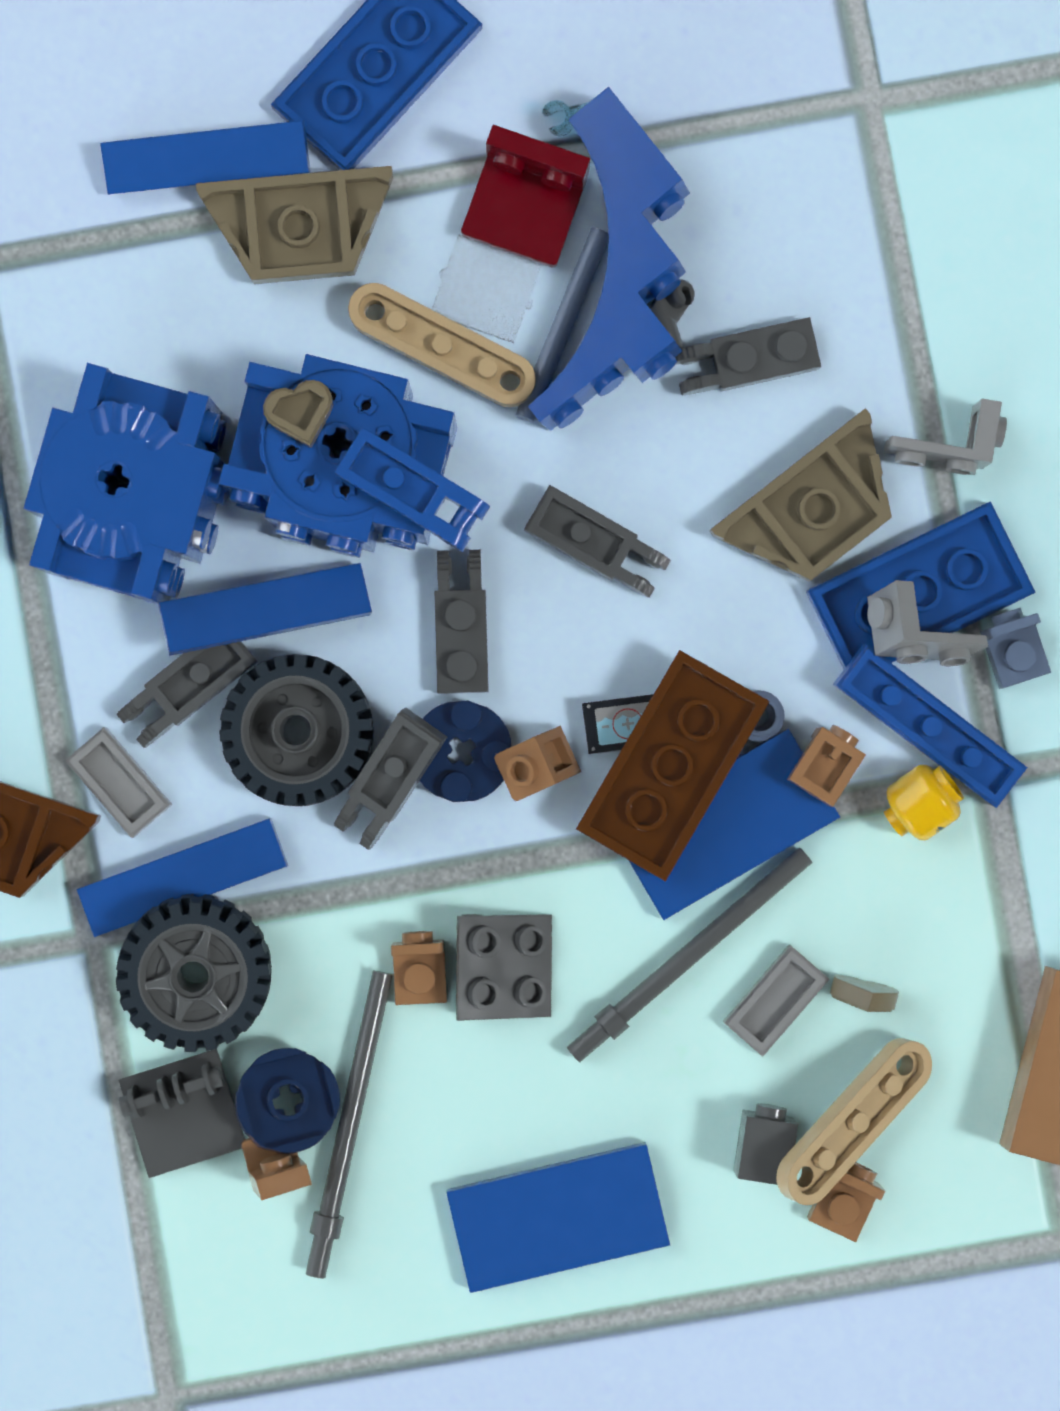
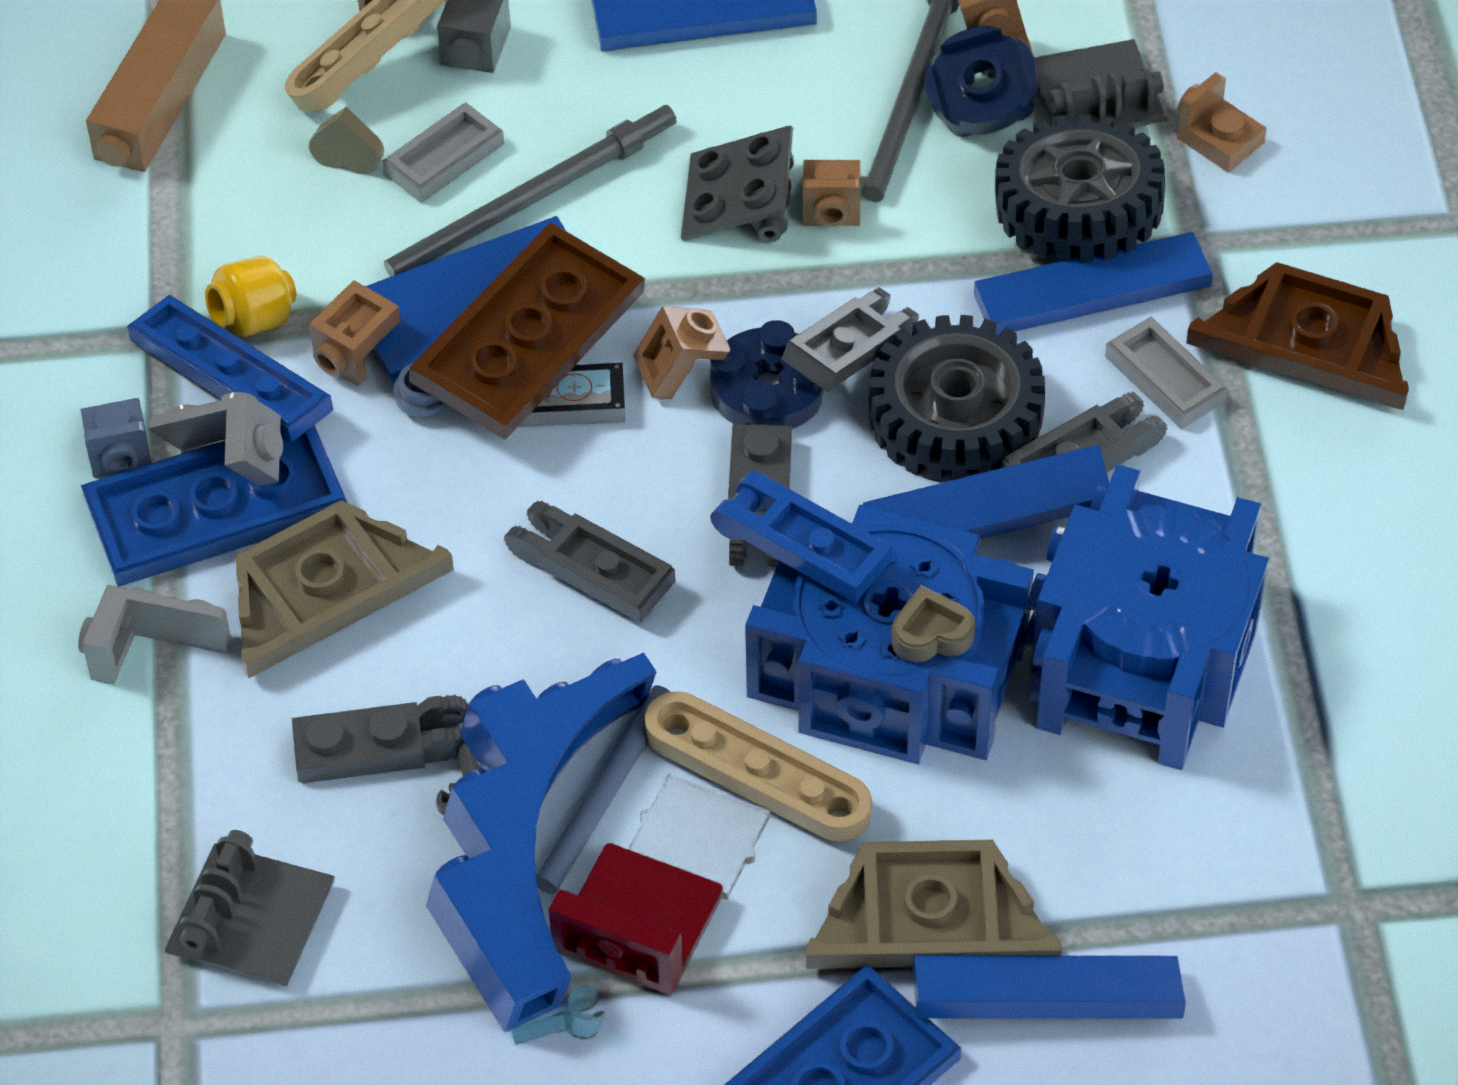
camera: 175 degrees left, 35 degrees down
(70, 1070) = (1216, 126): none -> medium nougat bracket
(827, 188) = (249, 912): none -> dark grey hinge

